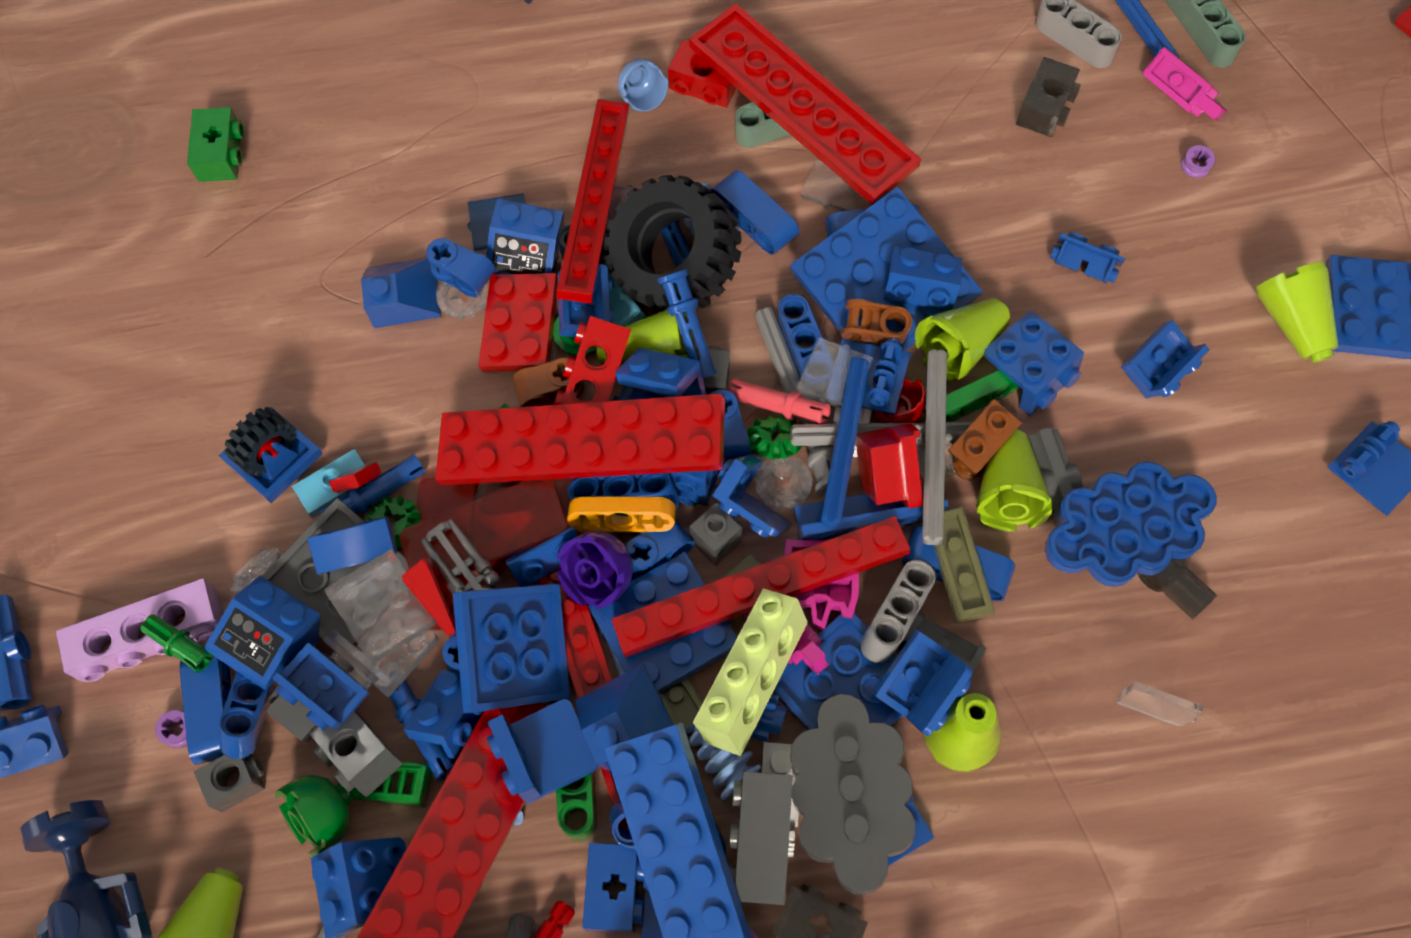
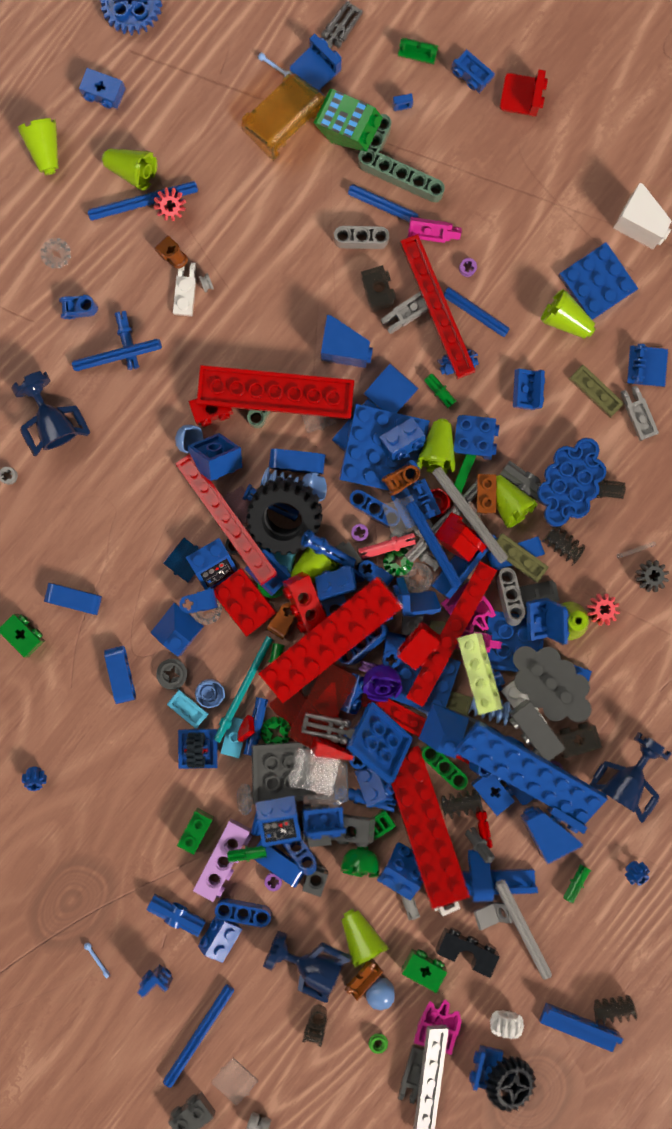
camera: 45 degrees left, 20 degrees up
(39, 315) = (34, 778): none -> blue gear
(74, 724) = (234, 916): none -> blue beam
(150, 557) = (195, 831): none -> green brick
(275, 282) = (119, 674): none -> blue beam
(311, 394) = (187, 709): none -> medium azure plate
(318, 153) = (72, 598): none -> blue beam
(324, 337) = (163, 677): none -> dark grey gear
(337, 448) = (225, 722): none -> teal bar
(351, 545) = (281, 757): blue slope -> none
(358, 395) = (209, 693): none -> medium blue hair
(541, 751) = (427, 770): blue bracket -> none
(546, 862) = (461, 803): none -> clear smoke piece
(644, 514) = (371, 652): light orange beam -> none
(654, 126) = (216, 456): none -> blue slope
(696, 555) = (419, 646): none -> red brick
(750, 353) = (362, 527): none -> medium lavender bush
(754, 256) = (317, 483): none -> medium blue hair
(777, 349) = (365, 520): light grey axle -> none
(943, 119) = (344, 345): none -> blue slope
(963, 222) = (391, 390): none -> blue slope
(1023, 766) = (603, 617): none -> coral gear
(1030, 273) = (440, 390): none -> green axle
(1044, 607) = (565, 544): none -> clear smoke piece
(1067, 151) = (406, 312): none -> light grey hinge
(1114, 168) = (437, 306): none -> red plate
(1165, 220) = (476, 312): none -> blue axle
(1168, 763) = (657, 581): none -> dark grey gear
(1269, 444) = (596, 391): none -> olive tile
(1315, 523) = (639, 414): none -> light grey hinge

